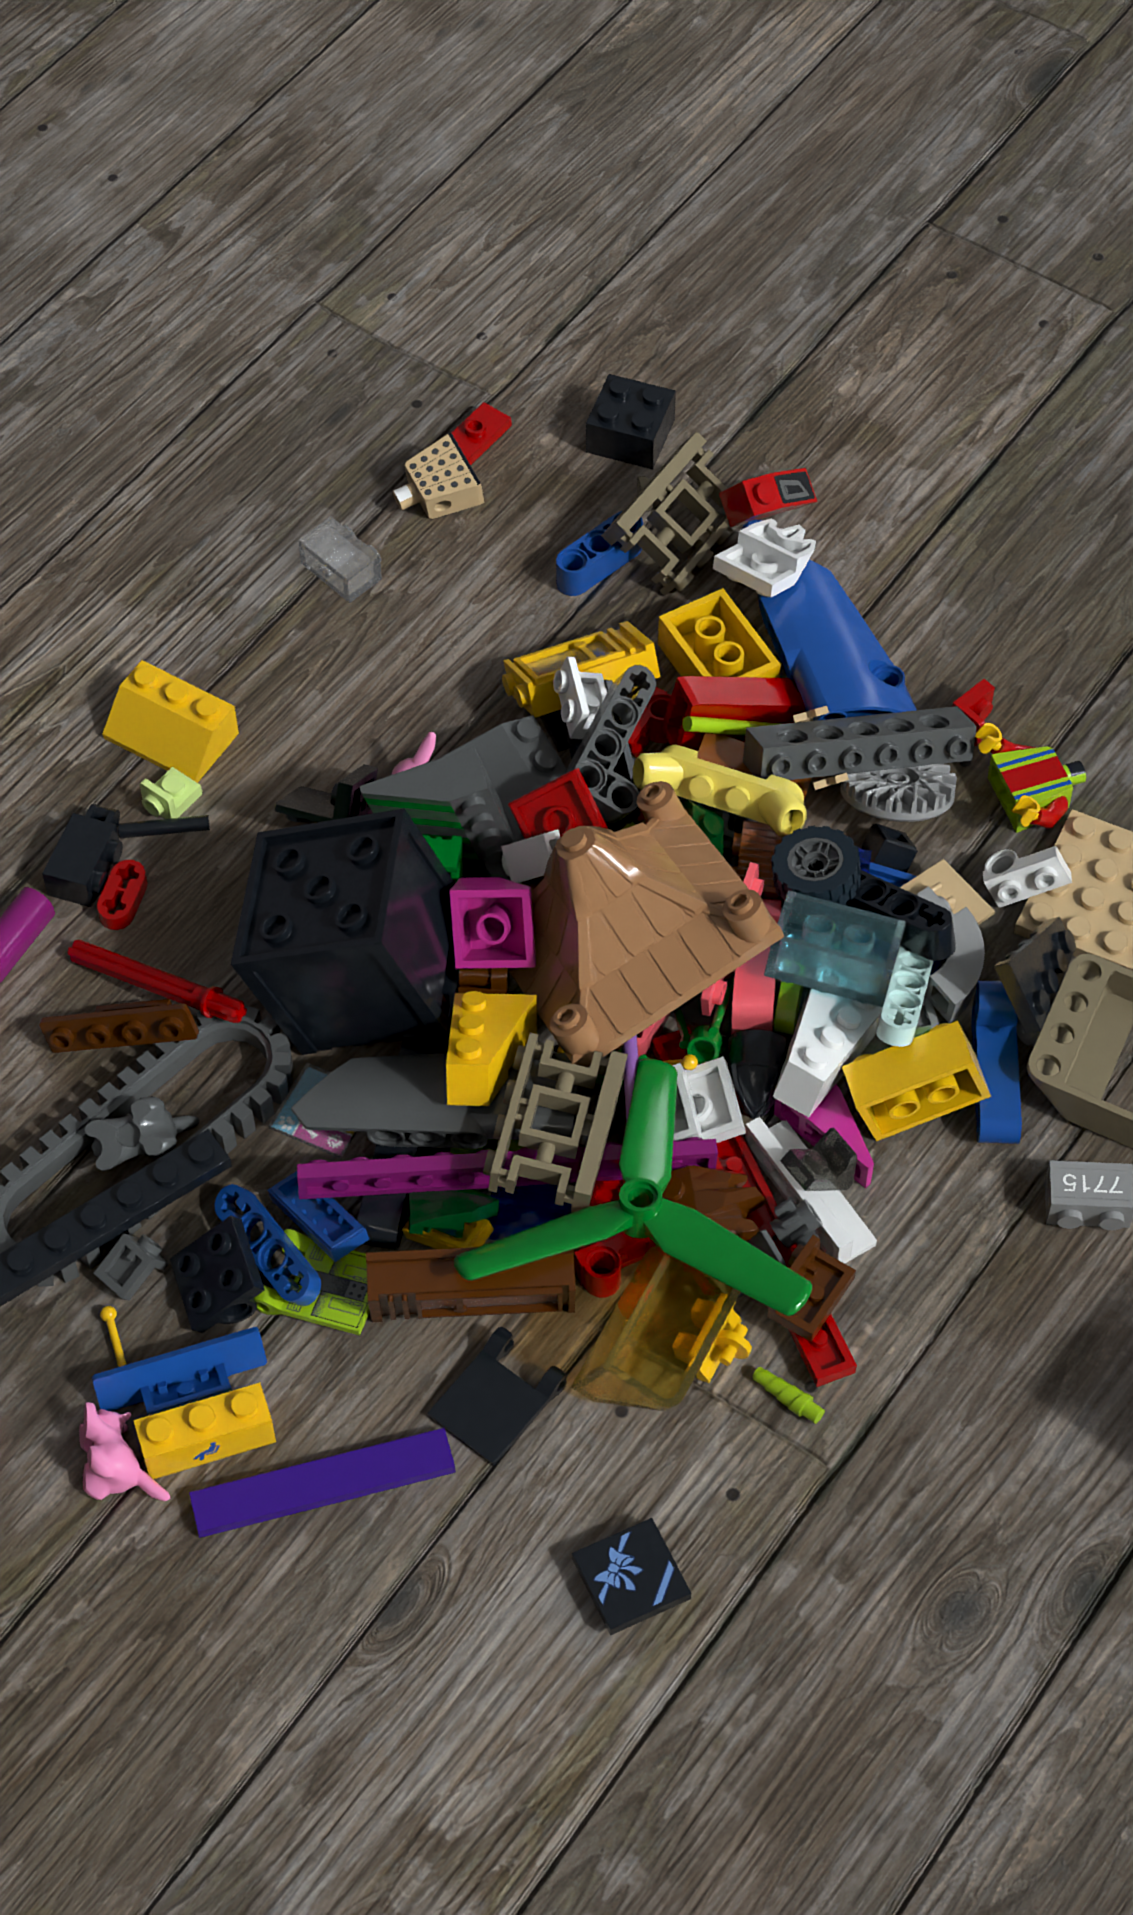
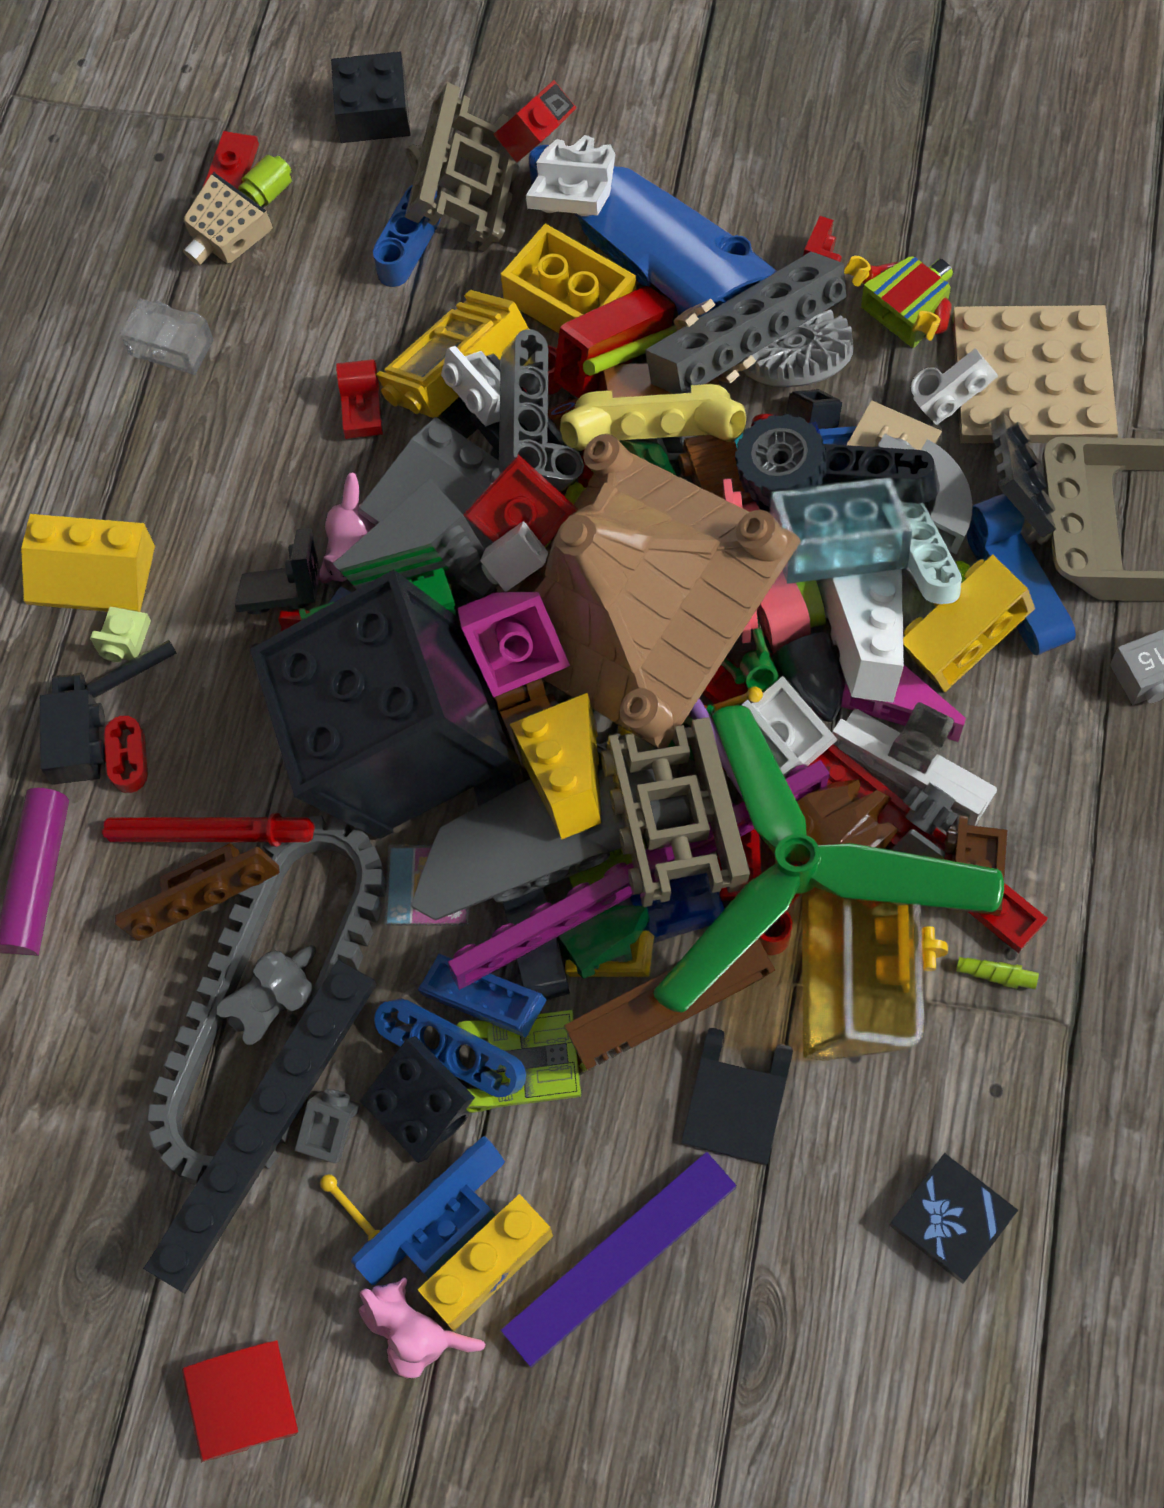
camera: 20 degrees left, 10 degrees up
(481, 677) = (360, 398): none -> red plate
(498, 459) = (266, 180): none -> lime brick

